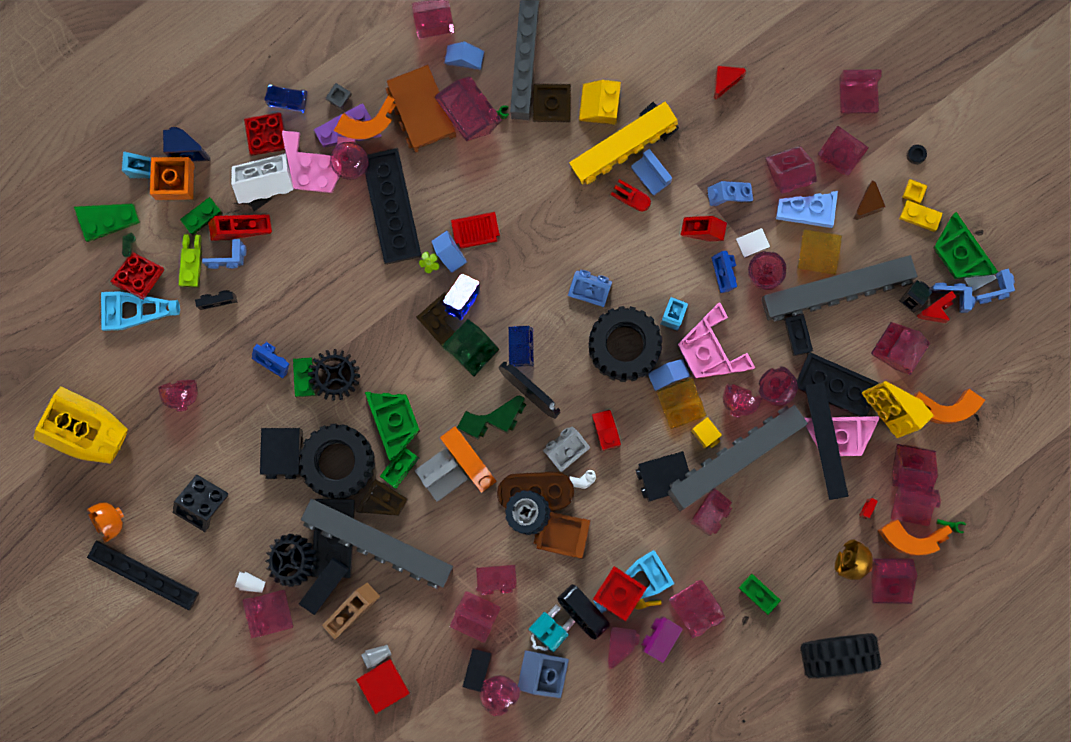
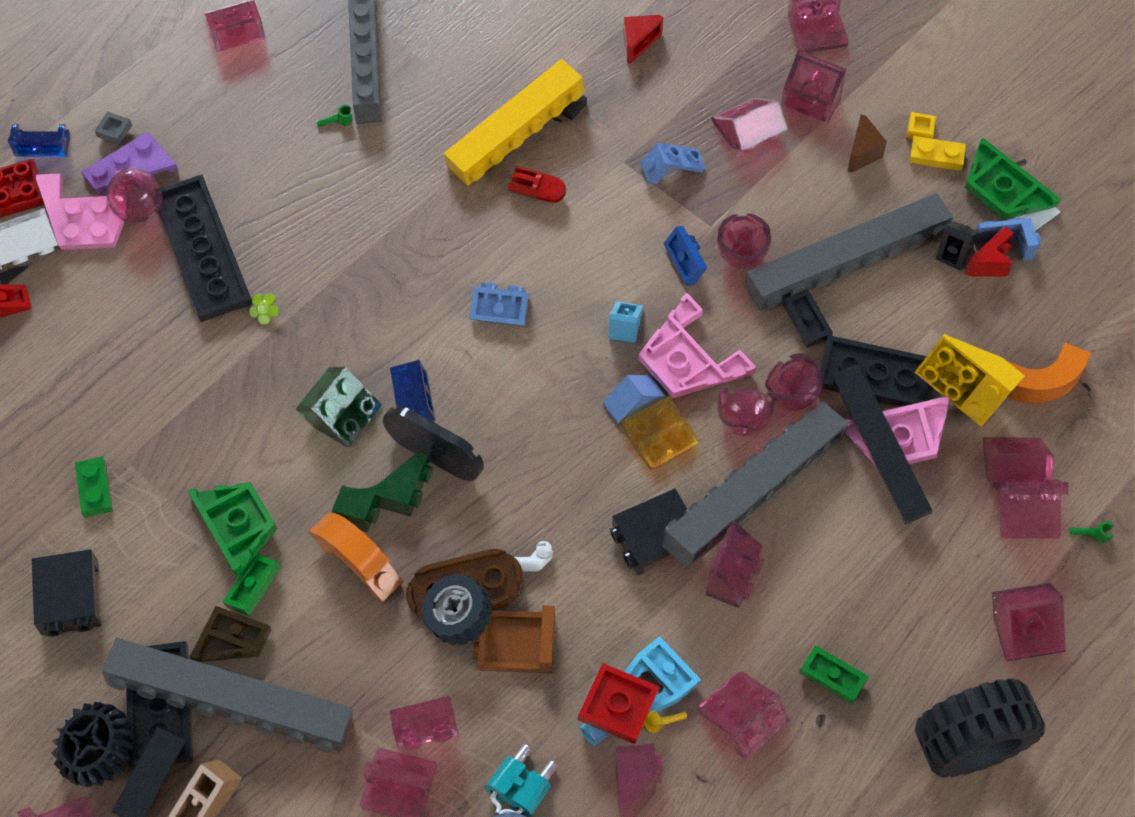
camera: 15 degrees left, 20 degrees down
(248, 582) = (26, 793): white cone -> none
(265, 356) = (40, 469): blue hinge -> none
(318, 443) = (134, 559): black tyre -> none
(327, 369) = (138, 486): black gear -> none
(358, 129) = (156, 153): orange arch -> none
(418, 109) = (228, 123): dark orange panel -> none
(433, 320) = (280, 374): dark brown plate -> none
(441, 475) = (318, 586): light grey bracket -> none
(448, 251) = (292, 291): medium blue slope -> none
(461, 296) = (316, 340): hinge -> none
(464, 55) = (282, 58): medium blue slope -> none
(468, 109) = (296, 111): clear pink slope -> none
(475, 230) = (325, 261): red window -> none
(552, 103) = (409, 94): dark brown plate -> none
(566, 448) = (502, 518): light grey bracket -> none
(583, 612) = (568, 745): black beam -> none
(600, 102) = (475, 83): yellow slope -> none
(606, 430) = (558, 487): red slope -> none
(625, 318) = (562, 332): black tyre -> none
(651, 172) = (561, 154): medium blue panel -> none
(661, 639) = (698, 763): magenta slope -> none
(704, 228) = (646, 207): red slope -> none
(707, 433) = (704, 463): yellow brick -> none
(753, 242) = (711, 219): white sticker -> none
(810, 210) = (787, 167): light blue wing -> none
(819, 251) = (811, 212): clear yellow slope -> none
(854, 561) = (965, 600): pearl gold cylinder -> none
(868, 508) = (965, 526): red tile -> none
(901, 347) = (955, 310): clear pink slope -> none
(901, 541) = (1039, 566): orange arch -> none
(916, 154) = (912, 84): black tile -> none
(1005, 282) = (1075, 220): medium blue bracket -> none

